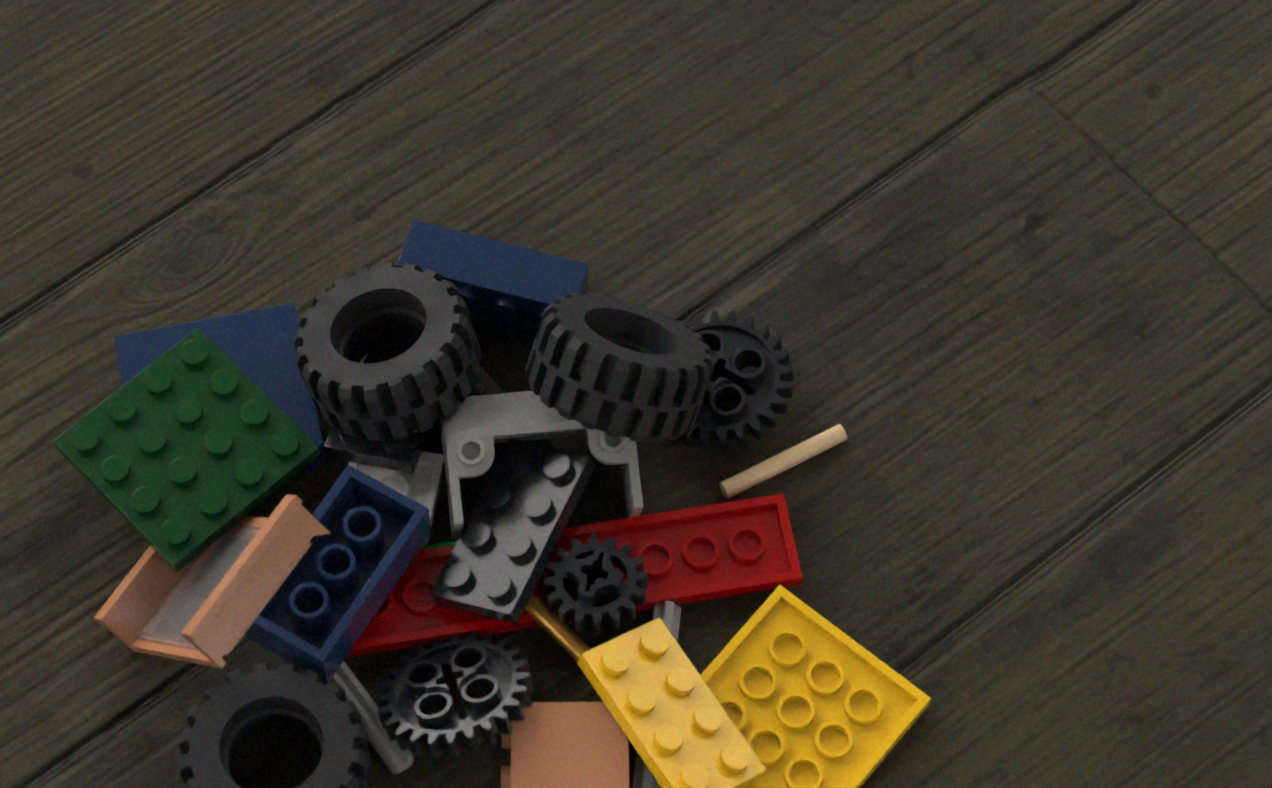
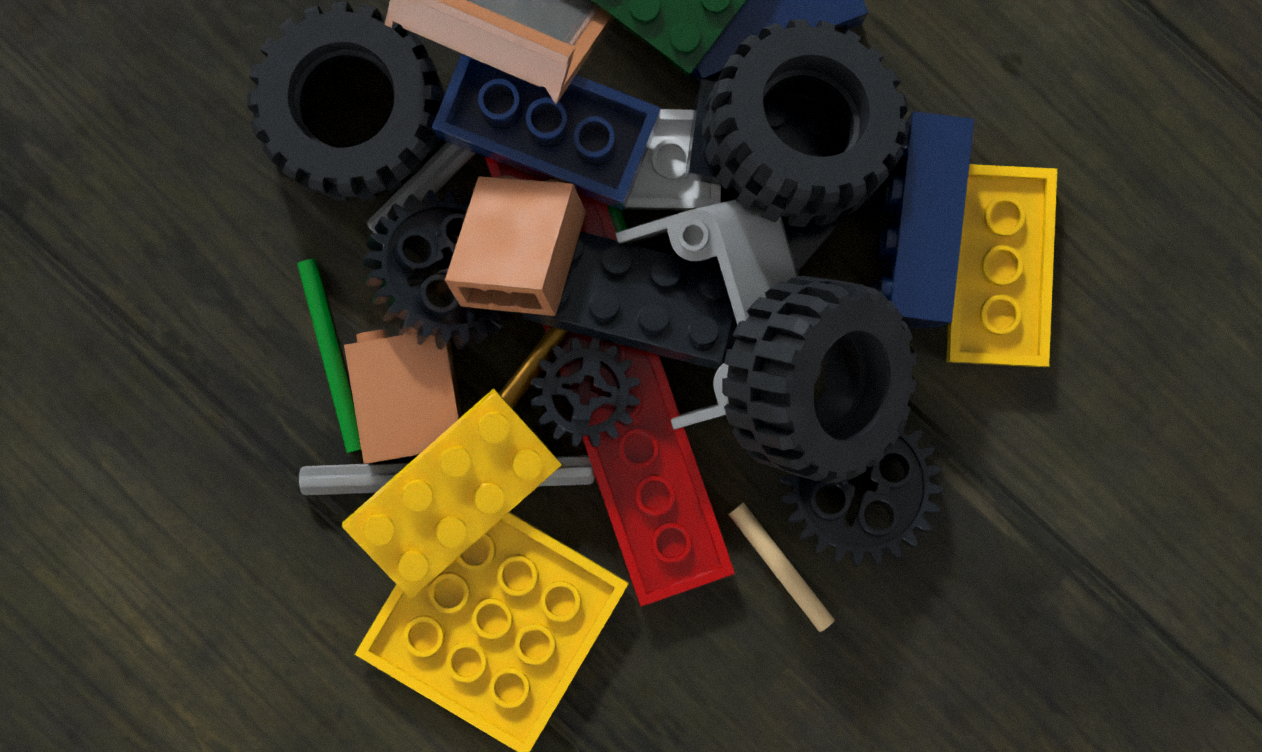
camera: 85 degrees right, 25 degrees up
(448, 609) = (516, 245): none -> nougat brick
(555, 228) = (1005, 268): none -> yellow plate

